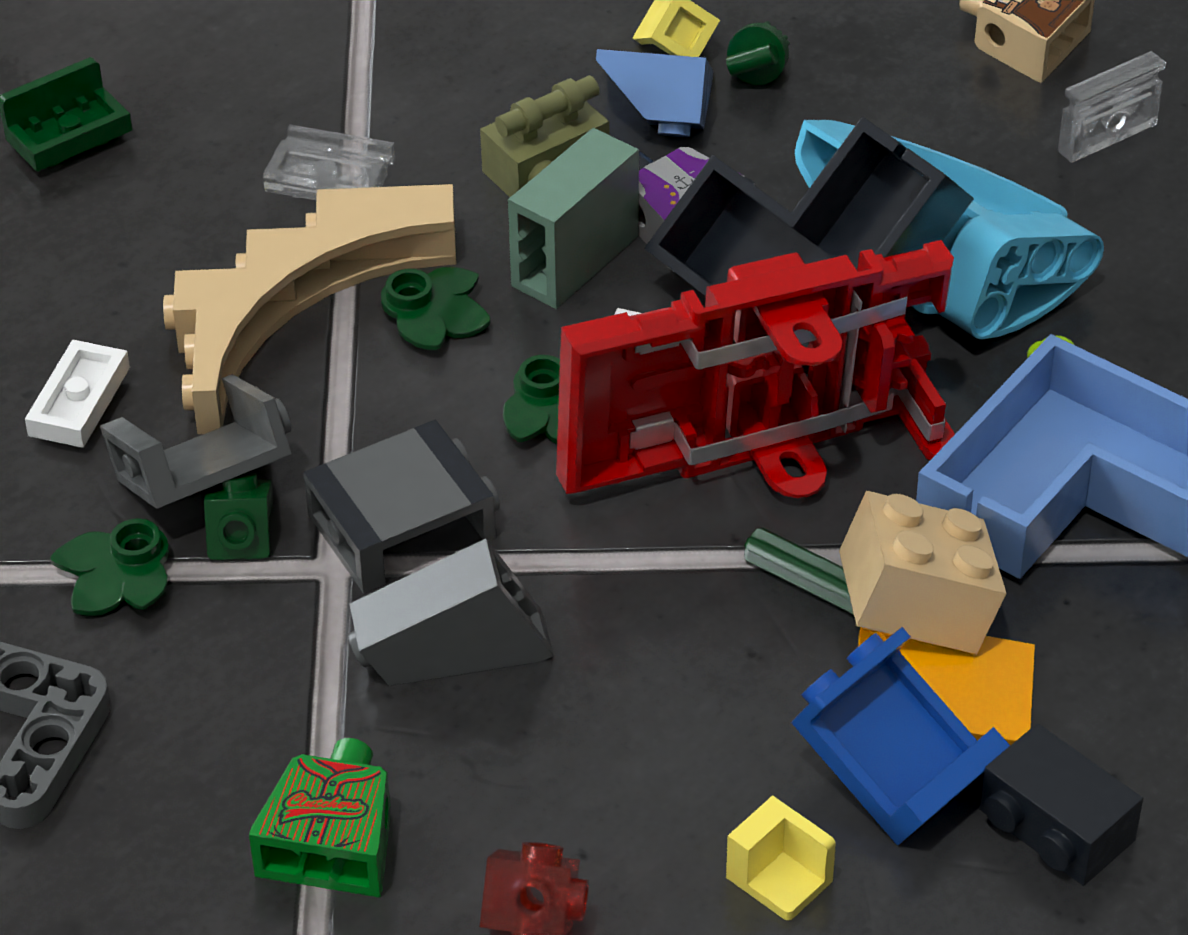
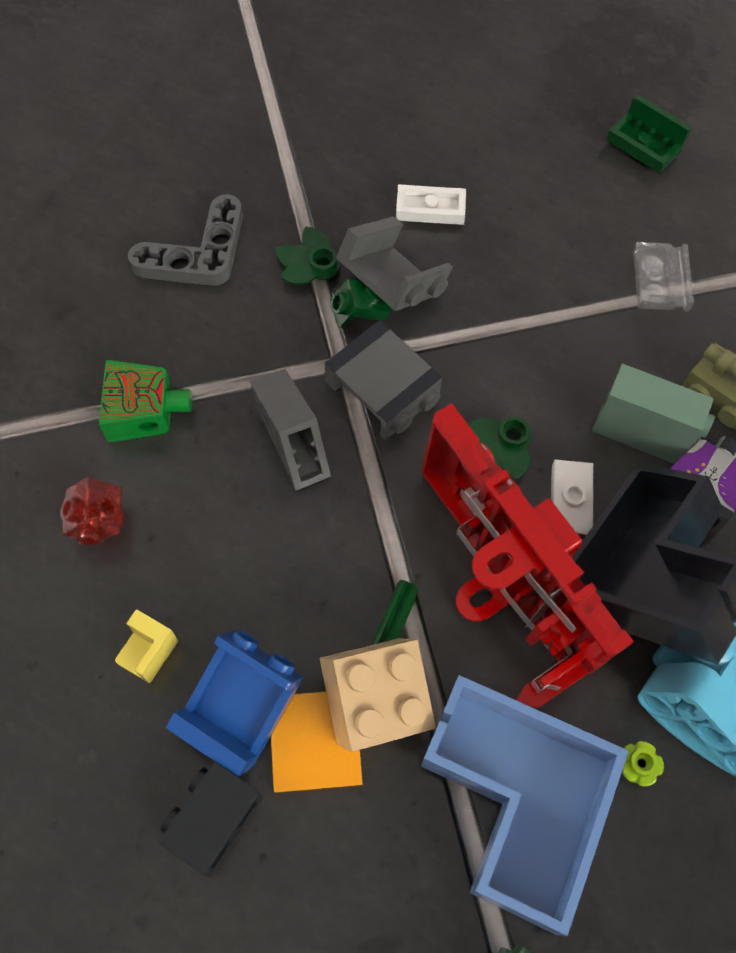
camera: 75 degrees right, 20 degrees up
(350, 239) = (599, 302): tan arch -> none
(434, 305) = (560, 365): dark green plate -> none

